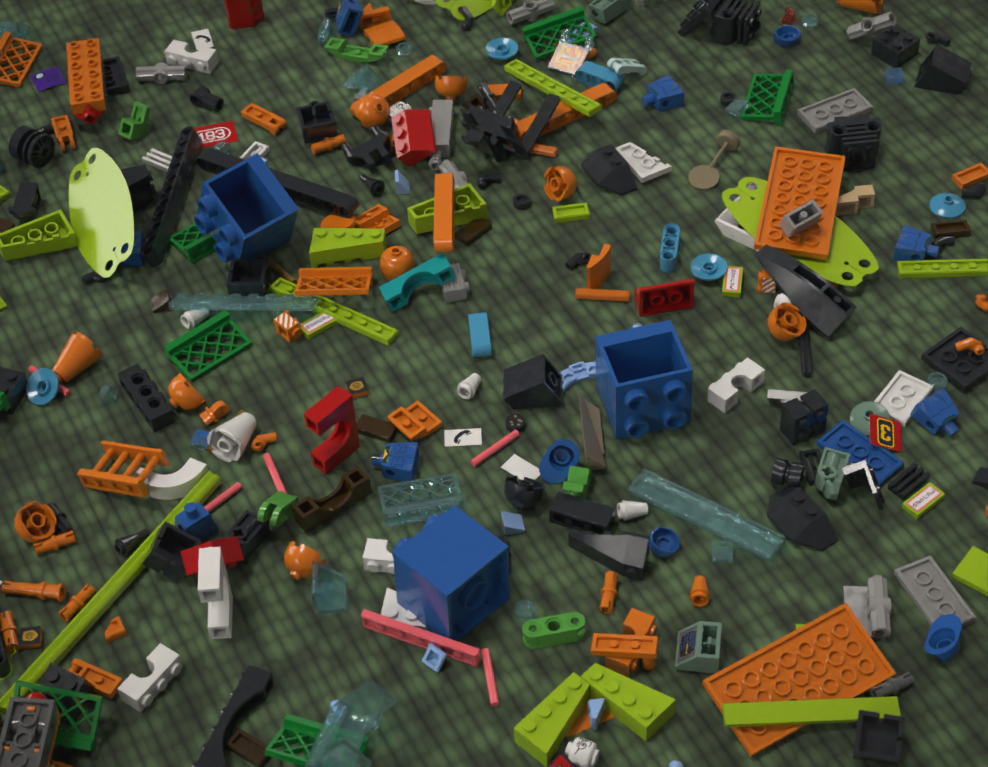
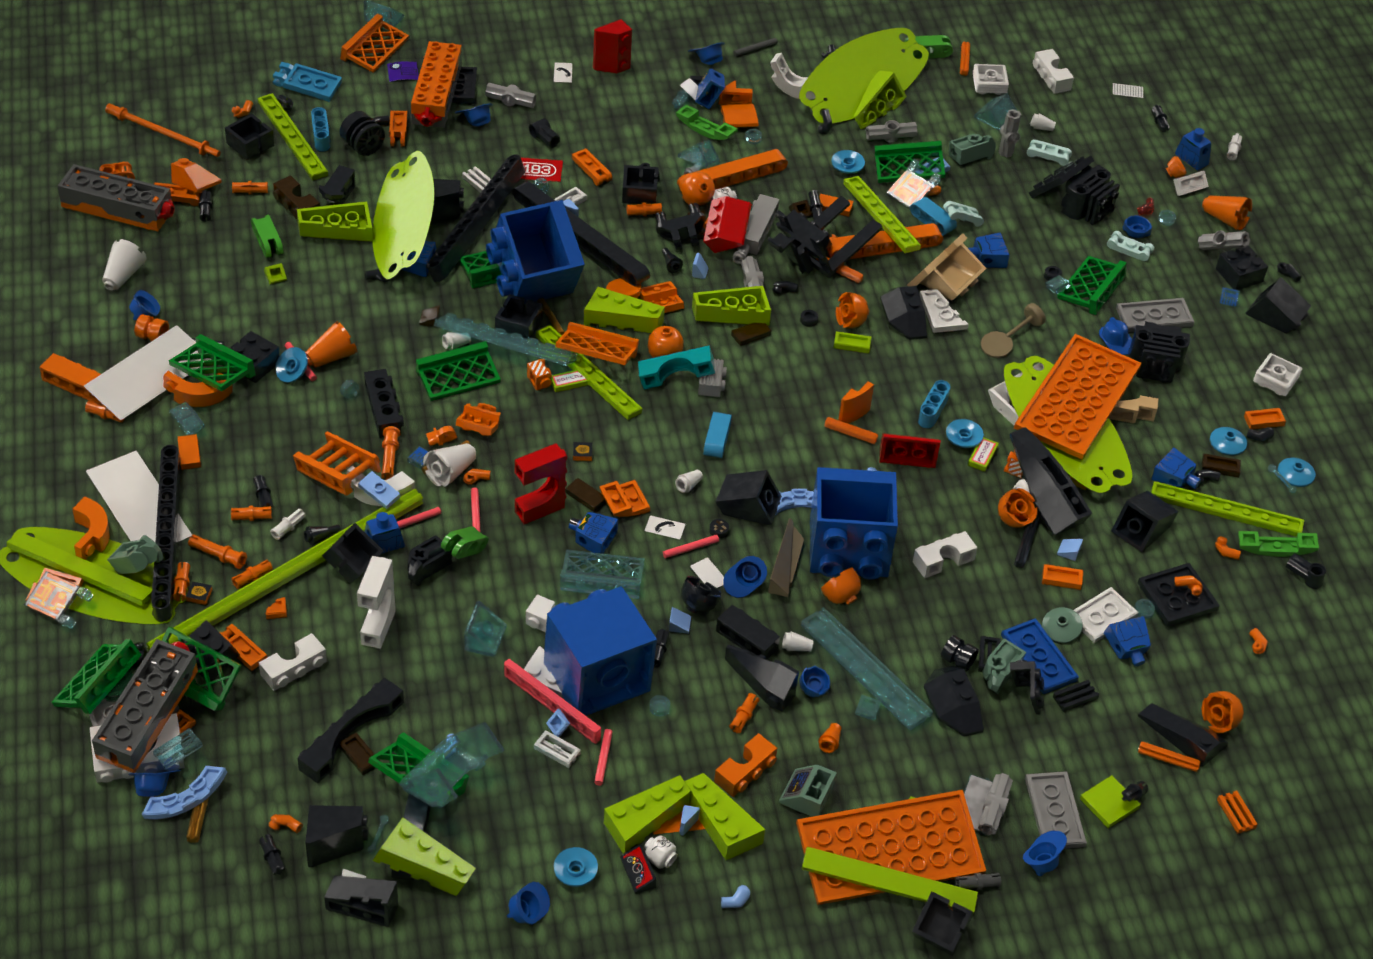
camera: 10 degrees right, 0 degrees up
(35, 522) = (239, 488): orange cylinder -> none
(95, 543) = (287, 524): none -> white axle
(137, 124) = (470, 139): bright green brick -> none
(139, 95) = (478, 115): none -> blue piece
(168, 437) = (390, 446): none -> orange pin
(175, 482) = (379, 490): none -> light blue plate
(184, 394) = (419, 409): orange cylinder -> none
(203, 60) = (553, 93): white arch -> none
(230, 550) = (403, 566): red brick -> none
(246, 385) = (479, 419): none -> orange slope
(300, 559) = (466, 595): orange cylinder -> none
(329, 20) = (690, 87): none -> white sticker
(351, 489) = (541, 544): dark brown arch -> none
(441, 686) = (554, 751): none -> white tile
(444, 213) = (724, 307): orange beam -> none
(451, 86) = (783, 185): orange cylinder -> none
(539, 634) = (665, 729): bright green piece -> none
(578, 259) = (840, 389): black arm -> none
(578, 482) = (755, 601): bright green brick -> none
(627, 647) = (738, 767): orange piece -> none
(636, 121) = (951, 271): none -> tan windscreen
(655, 444) = (843, 588): none -> orange cylinder
(784, 395) = (989, 579): white plate -> none
(787, 55) = (1130, 246): none -> light aqua plate
(798, 422) = (991, 610): black piece -> none
(801, 218) = (1068, 411): light grey brick -> none
(808, 138) = (1116, 336): none -> blue piece
(847, 345) = (1070, 548): none -> light blue slope
(850, 373) = (1062, 576): none -> orange tile
(885, 432) = (1071, 642): sticker -> none
(904, 299) = (1144, 520): none -> black slope
(923, 500) = (1082, 718): tile -> none
(967, 133) = (1277, 374): none -> white brick

